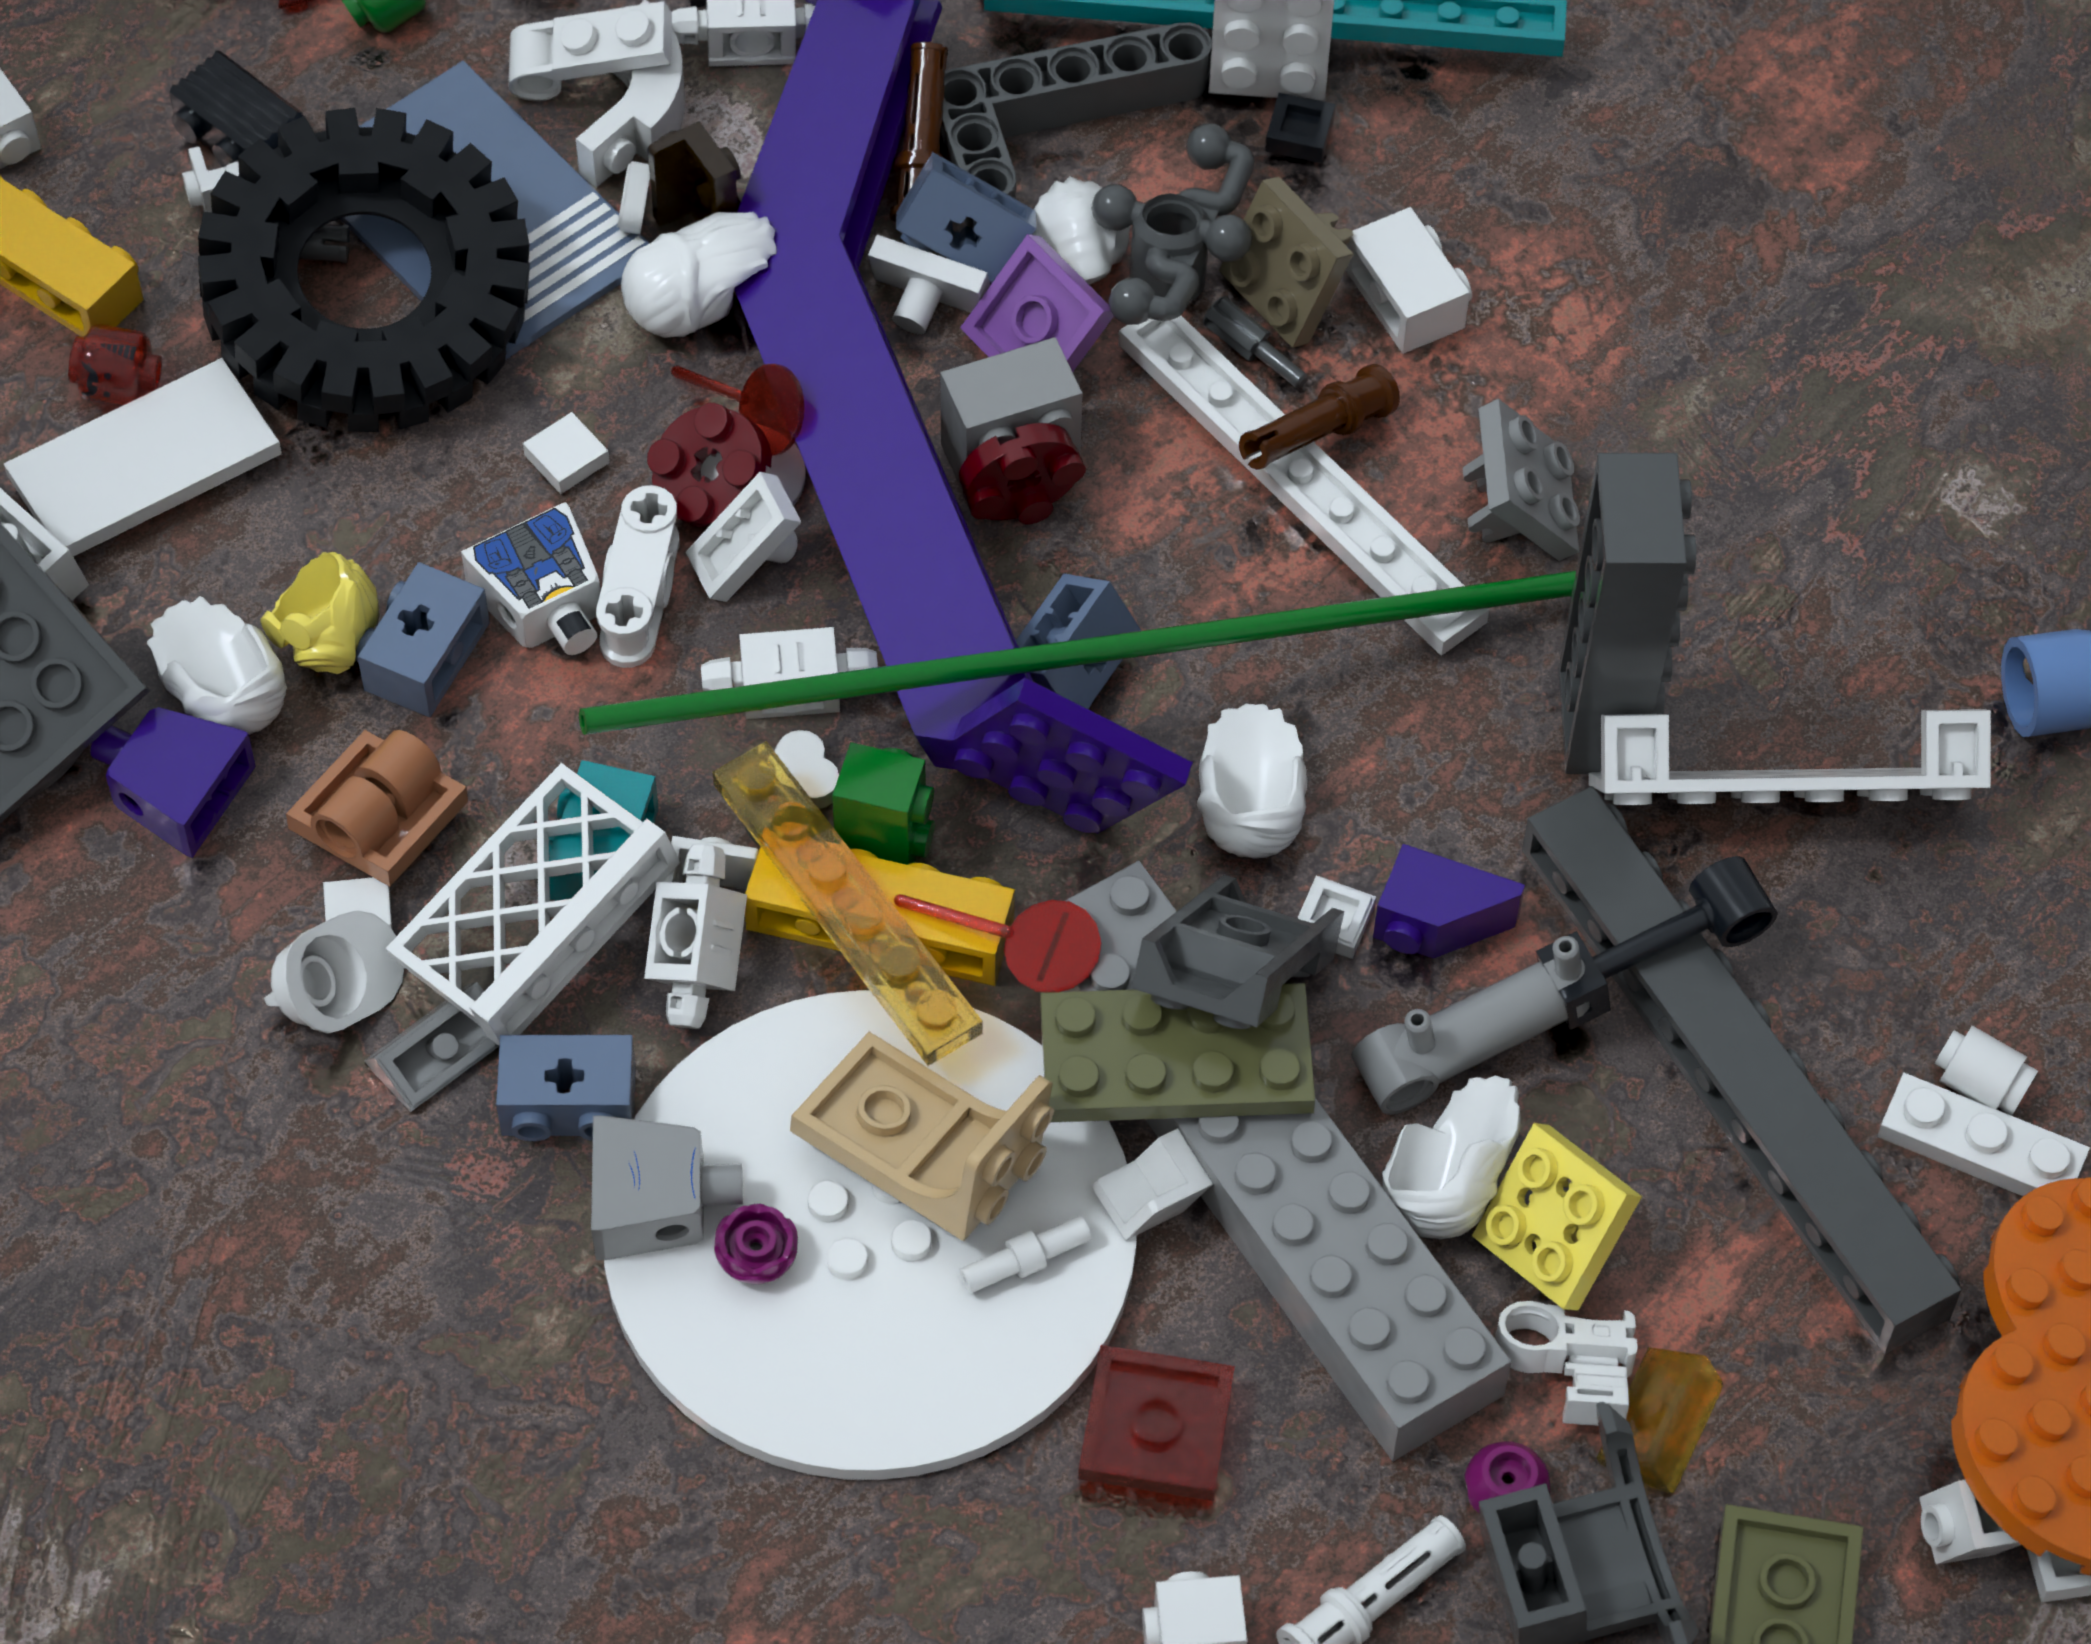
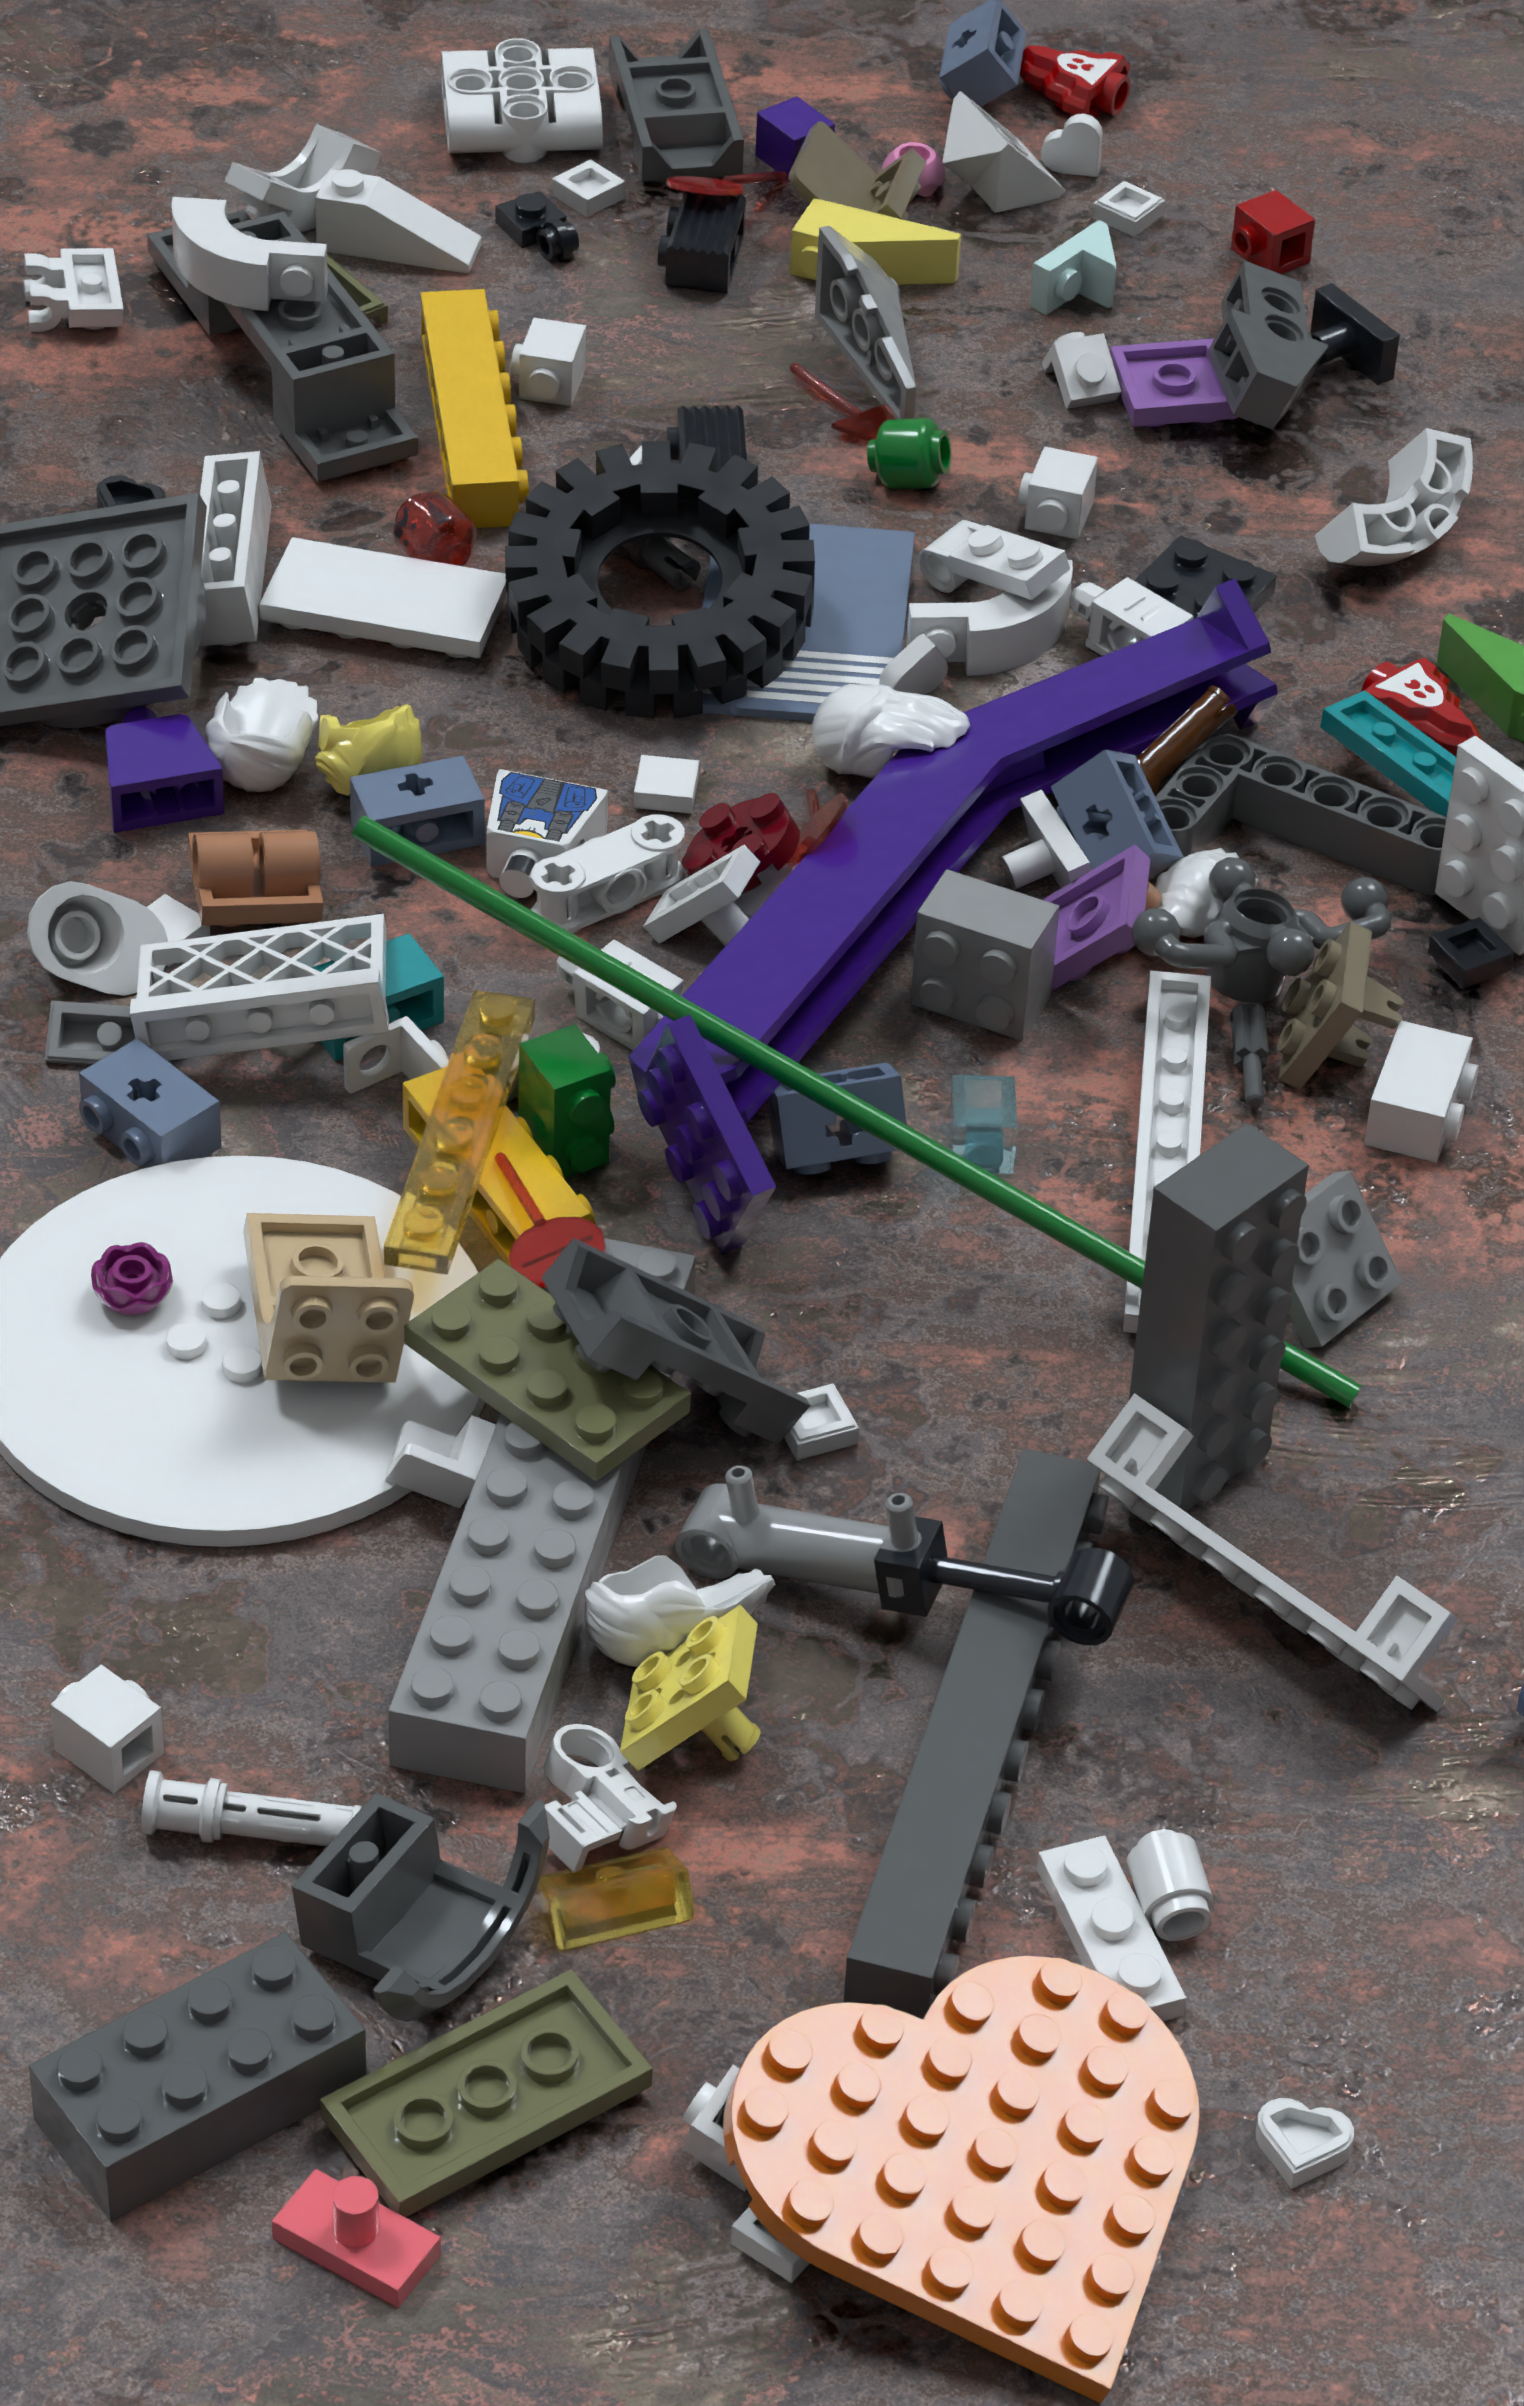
camera: 45 degrees right, 15 degrees down
(653, 1186) = (107, 1191): light grey torso -> none
(691, 176) = (954, 662): dark brown bracket -> none
(695, 936) = (341, 1082): white piece -> none
(1021, 474) = (945, 1020): dark red plate -> none
(1025, 1254) = (299, 1425): white bar -> none
(1156, 1422) = (253, 1597): clear red plate -> none
(1161, 565) = (984, 1121): none -> clear light blue brick
(1252, 782) = (852, 1295): white hair -> none
(1338, 410) = (1214, 1112): reddish brown pin -> none
(1443, 904) = (891, 1451): dark purple slope -> none
(1503, 1459) = (465, 1827): magenta plate -> none

